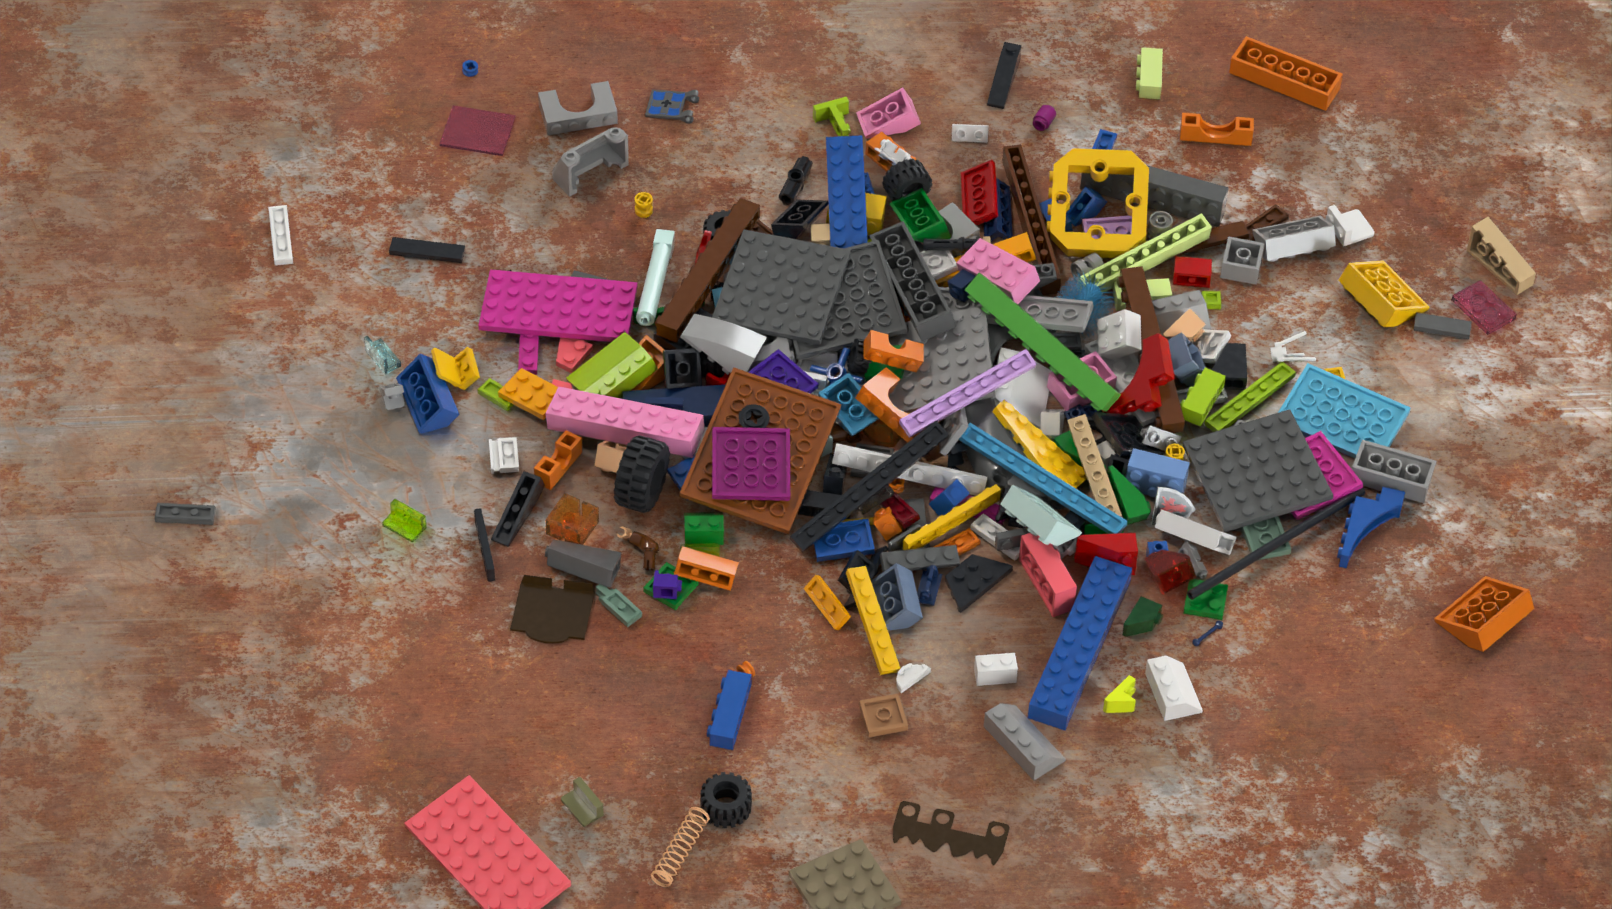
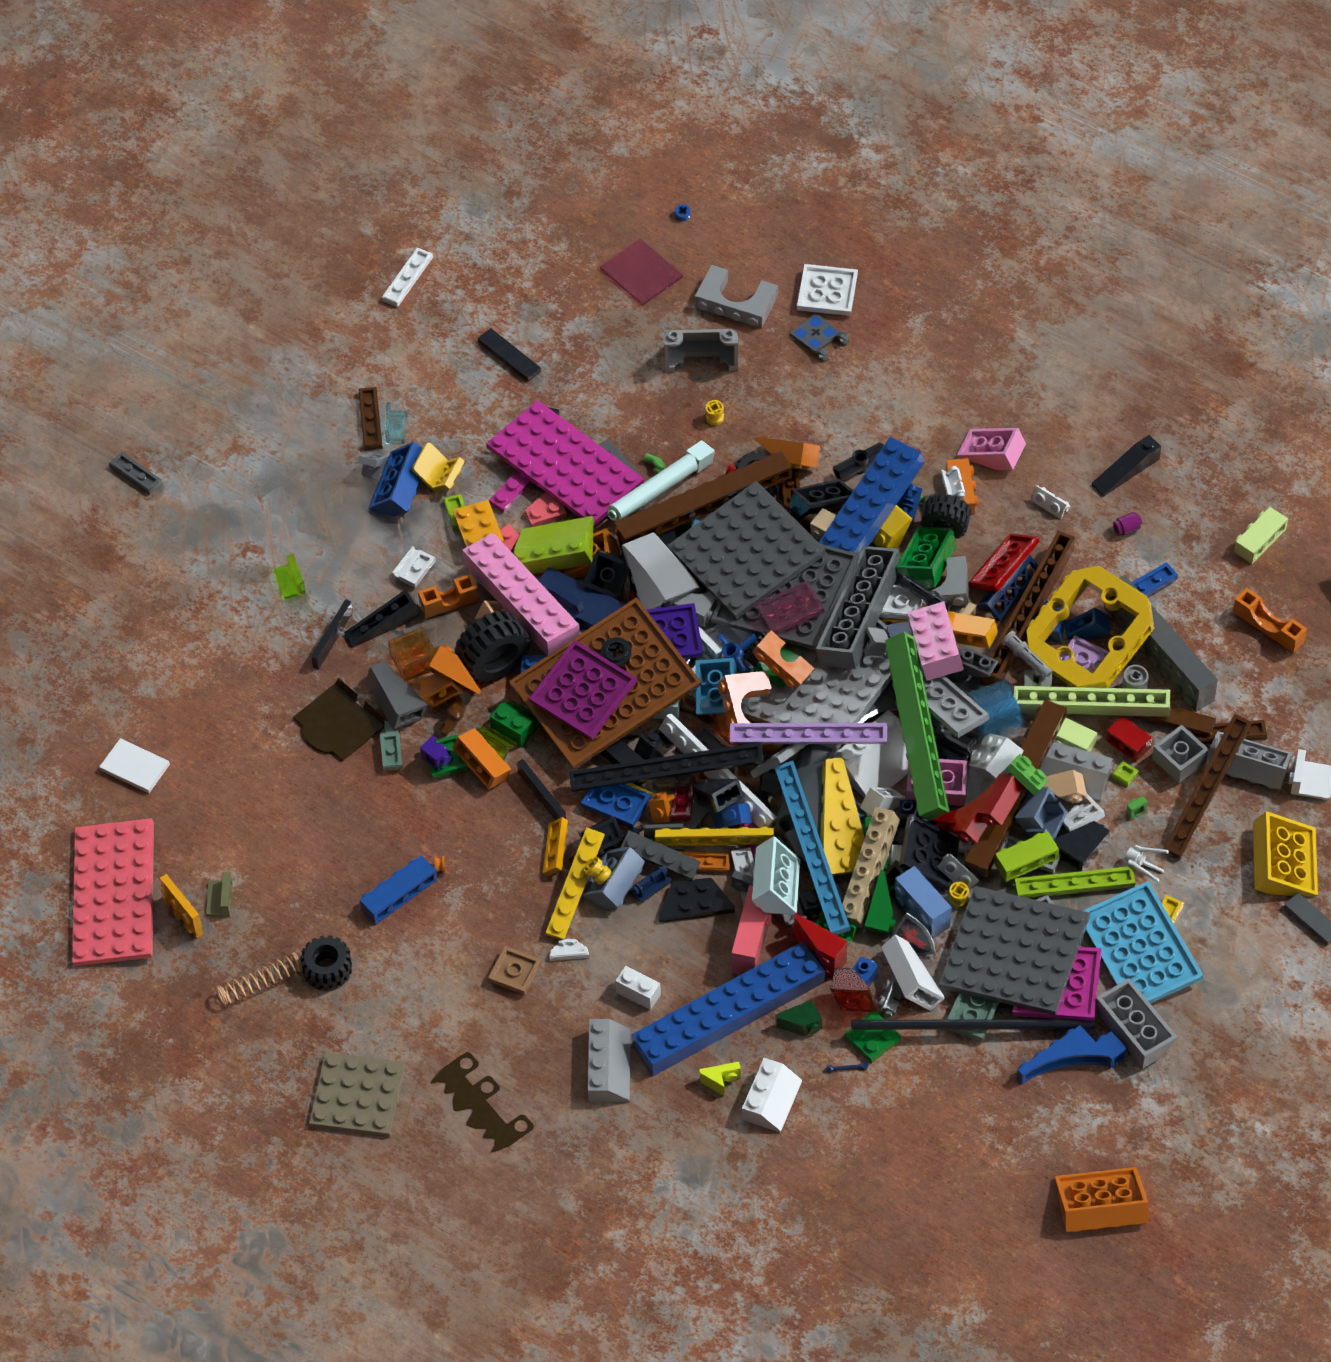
camera: 40 degrees right, 5 degrees up
(353, 361) = (370, 418): none -> reddish brown tile
(408, 745) = (134, 765): none -> white tile
(563, 827) = (181, 906): none -> light orange plate
(621, 533) = (438, 689): none -> orange slope
(624, 510) = (448, 664): none -> orange slope
(629, 267) = (656, 461): none -> bright green arm
(646, 66) = (827, 289): none -> white plate
(726, 200) = (798, 454): none -> orange slope
(775, 567) = (540, 790): none -> black tile
(834, 112) = (947, 416): lime bracket -> none
(861, 309) = (790, 607): none -> clear pink plate
(885, 596) = (597, 870): none -> yellow wheel
(927, 483) = (718, 793): none -> black slope
(953, 297) = (876, 642): none -> light grey panel
(1061, 246) = (1021, 649): none -> light grey pin
(1166, 329) = (1026, 774): none -> bright green plate
(1244, 318) = (1136, 808): none -> bright green plate
(1288, 268) = (1207, 785): none -> reddish brown plate

